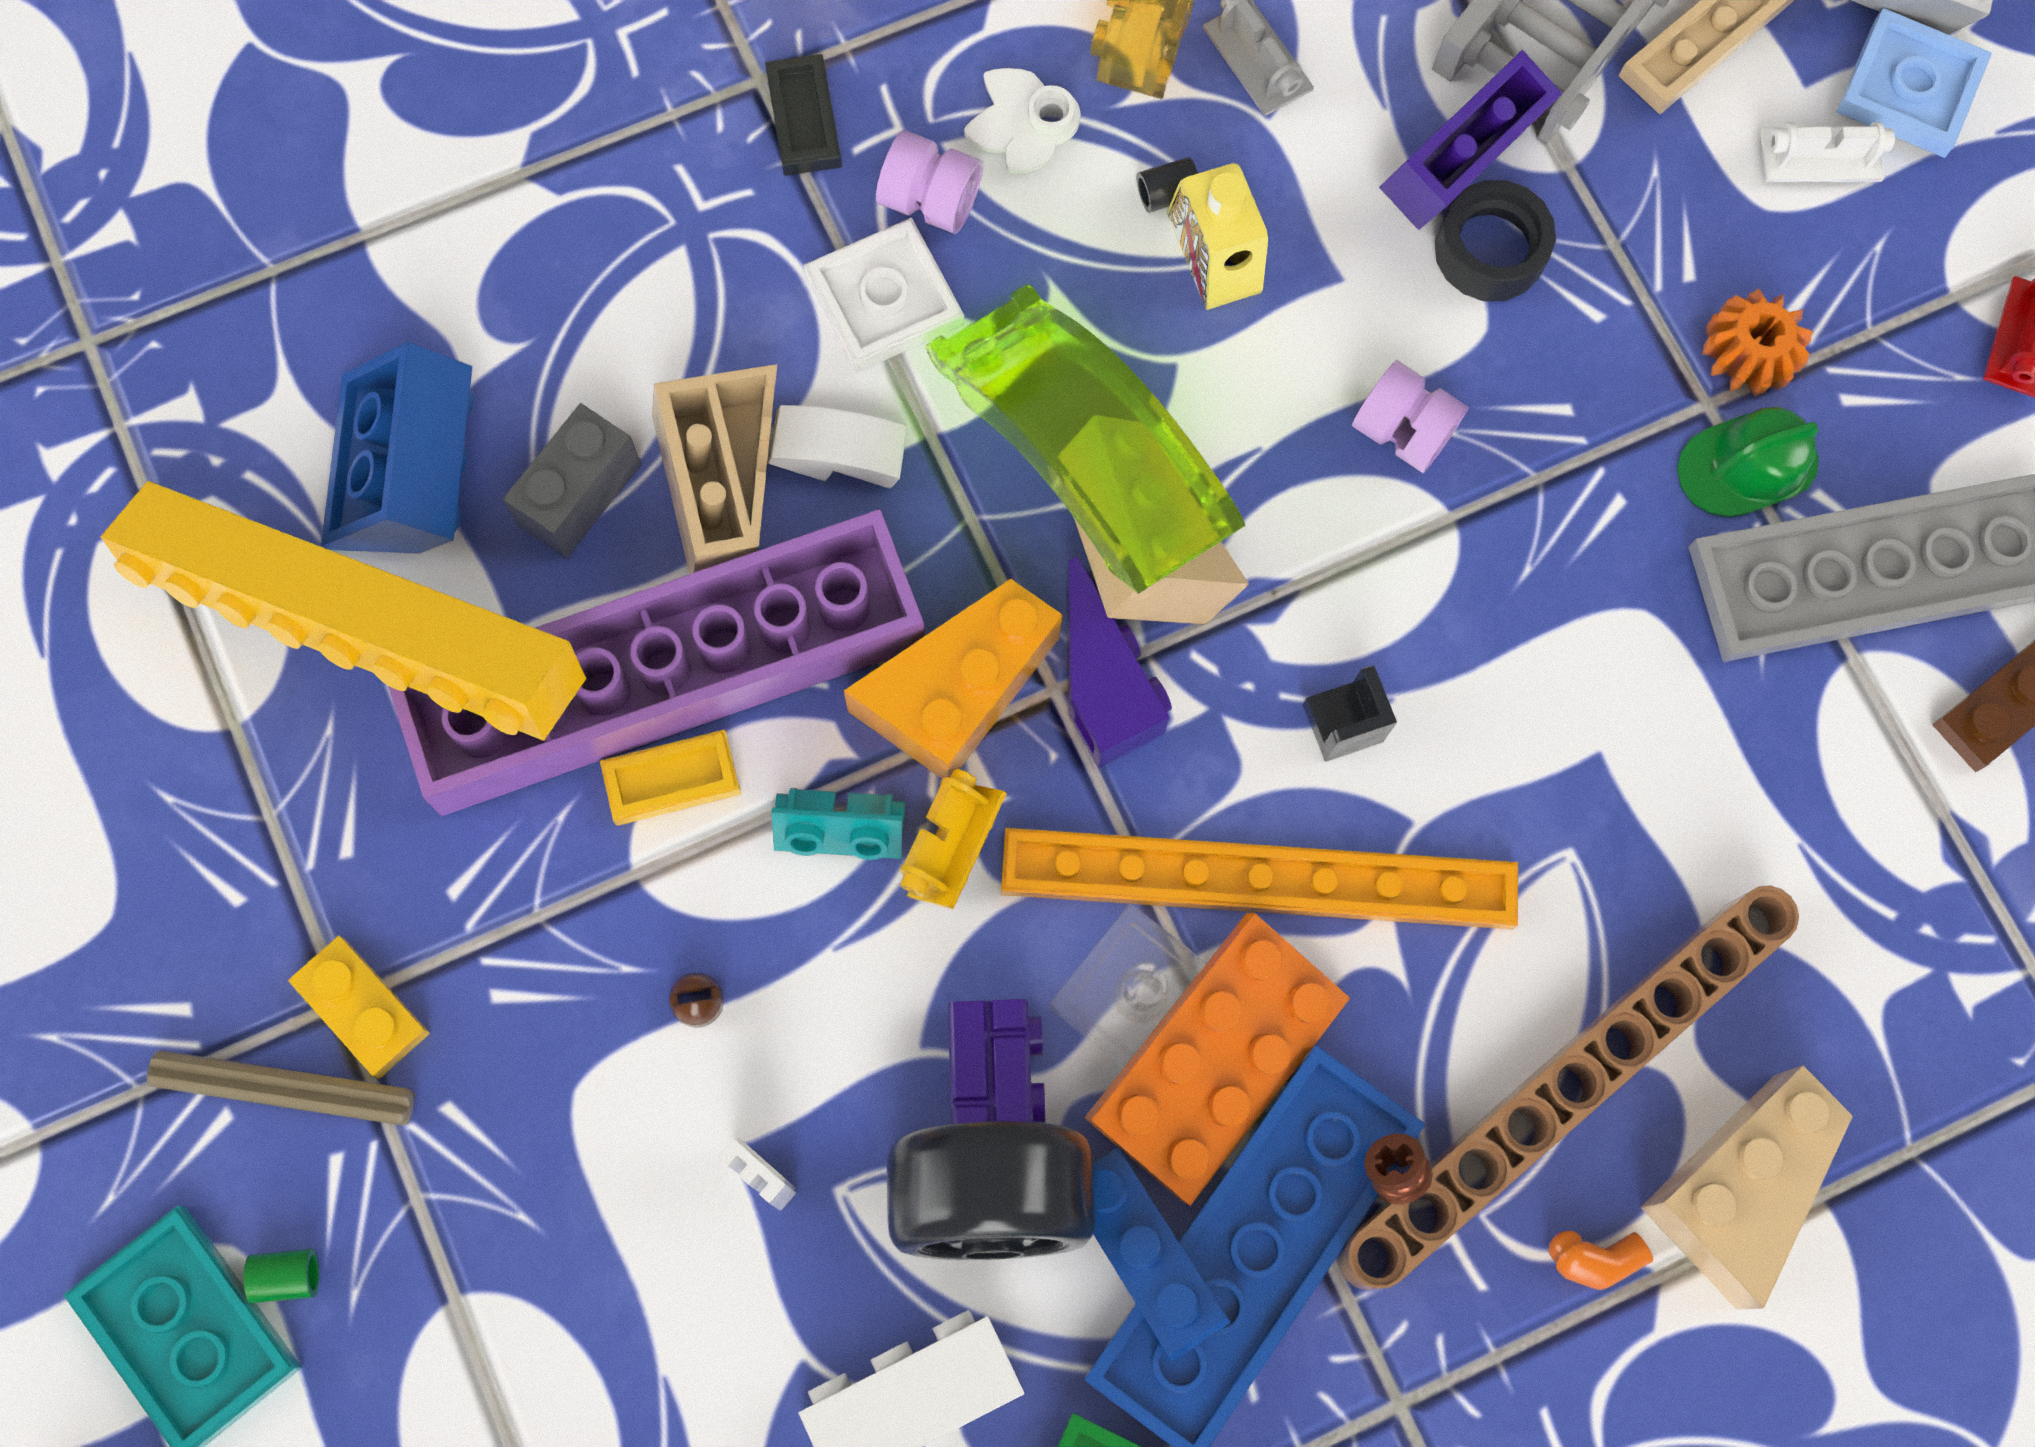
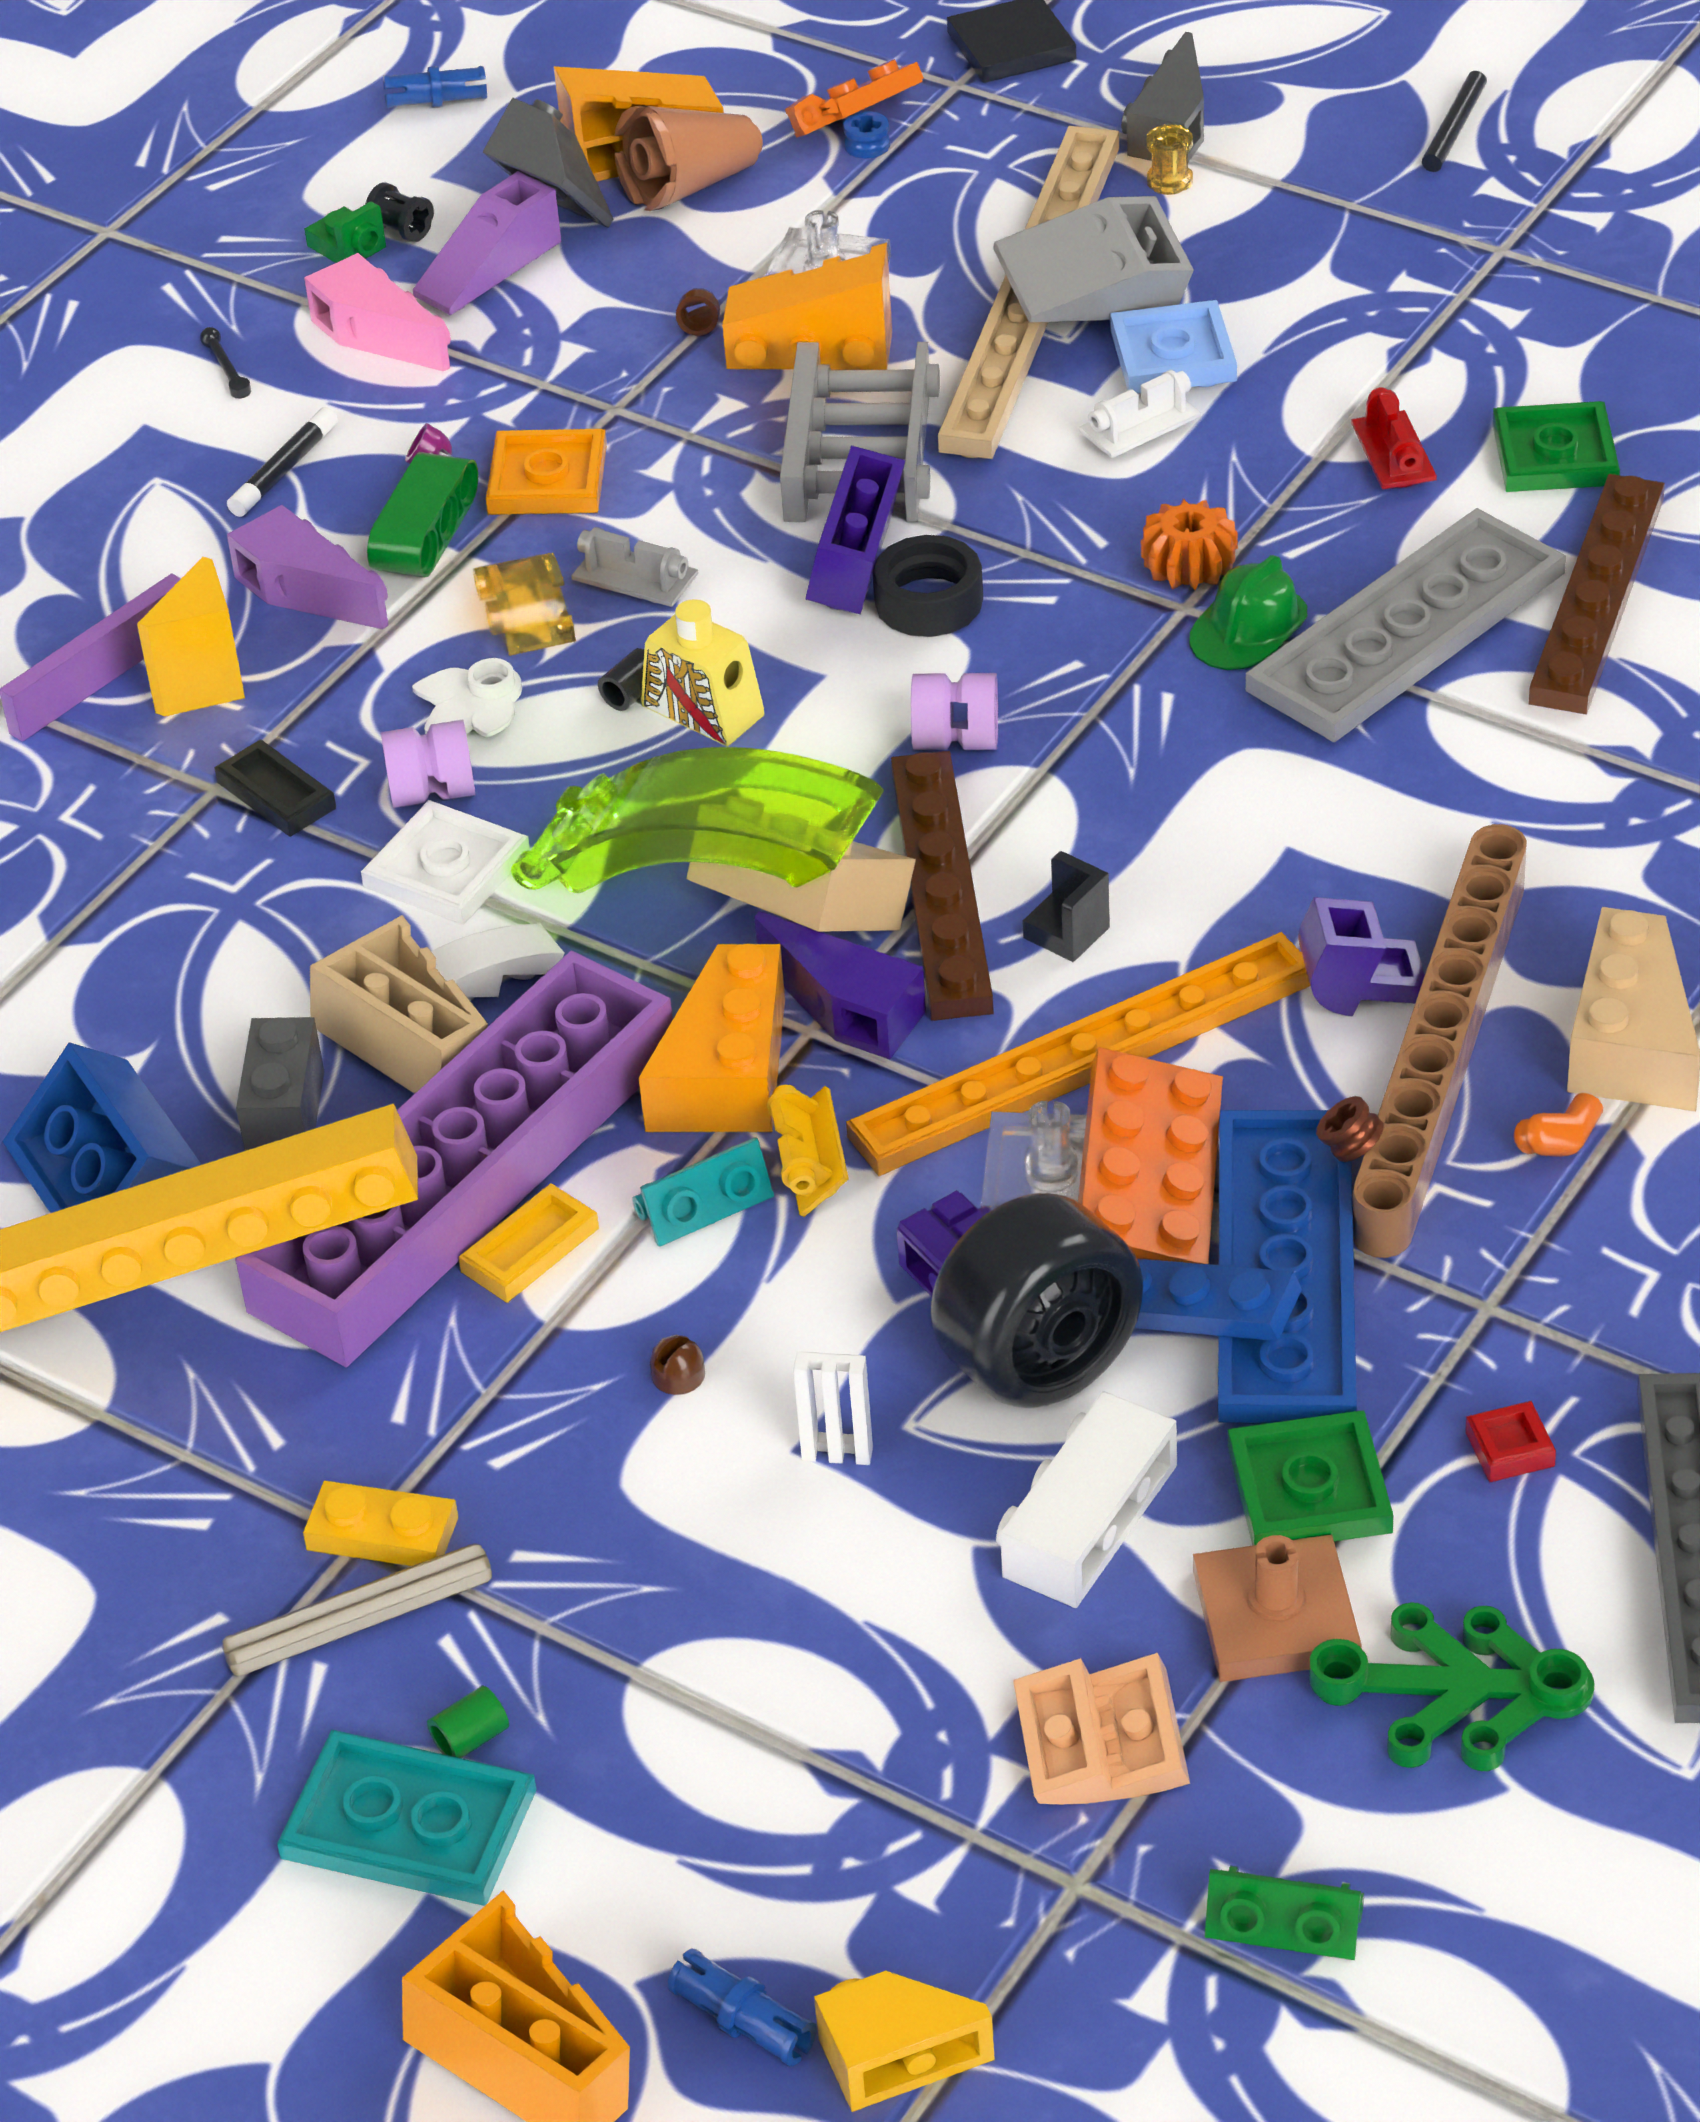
camera: 25 degrees left, 30 degrees down
(1271, 601) = (942, 886): none -> reddish brown plate
(1553, 961) = (1352, 960): none -> dark purple brick

